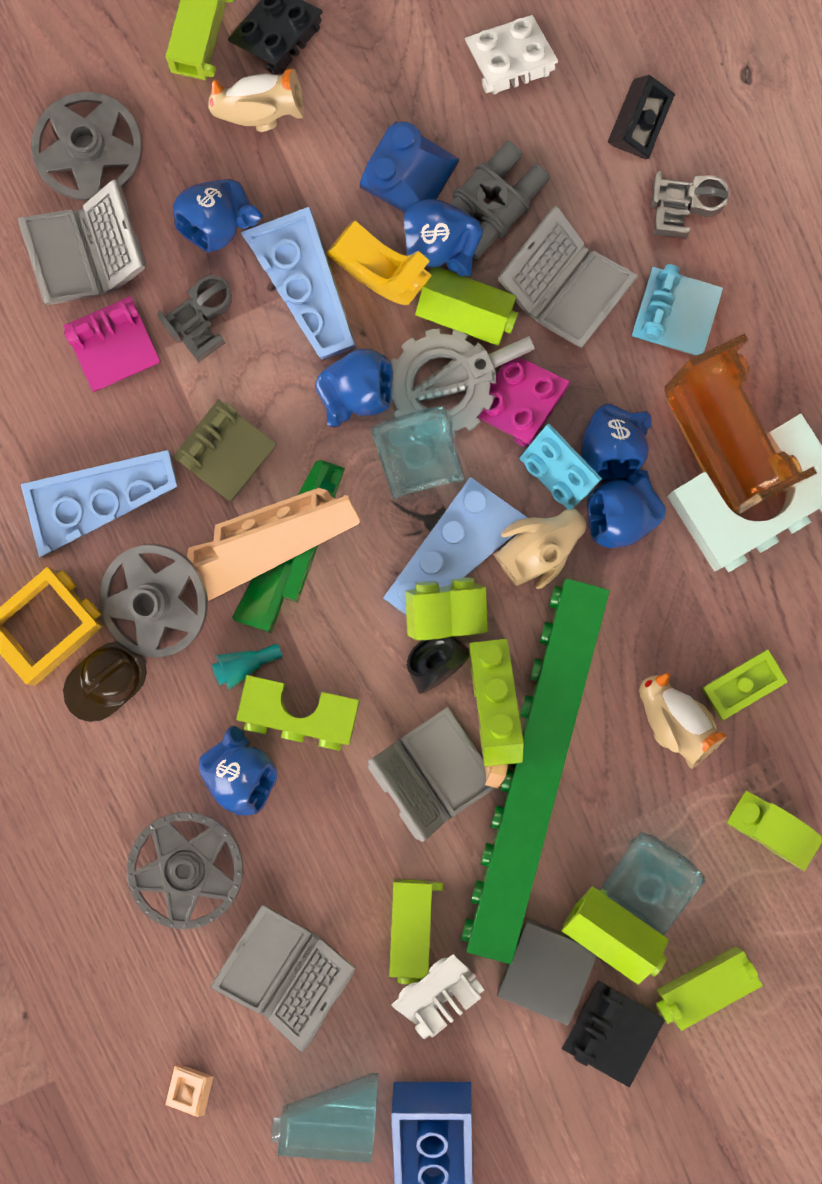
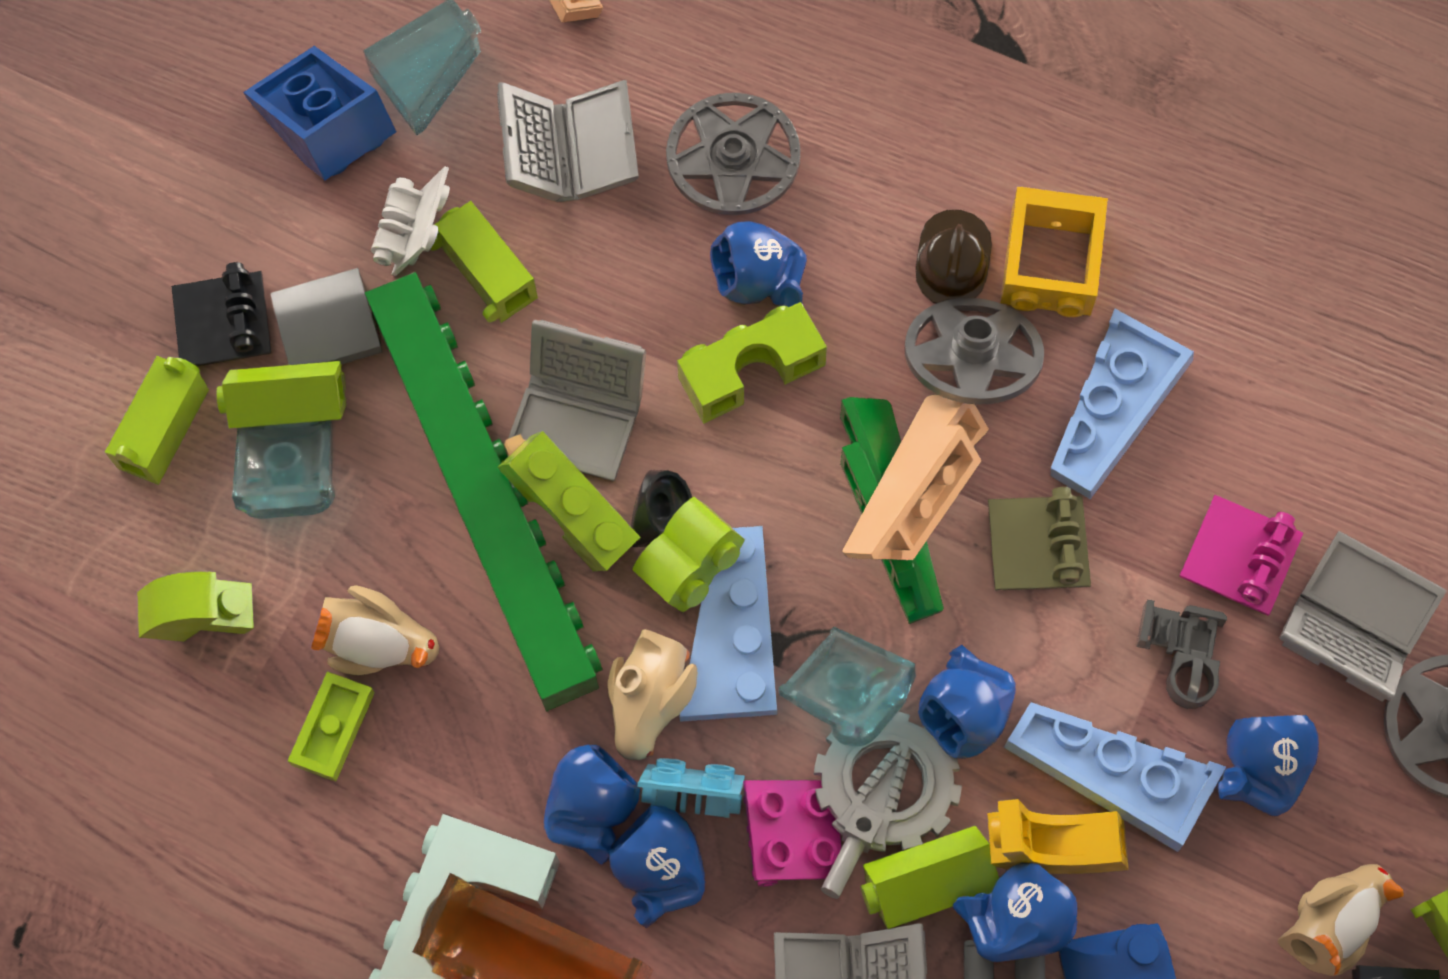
camera: 145 degrees right, 15 degrees down
(233, 667) = (844, 356): teal cone -> none

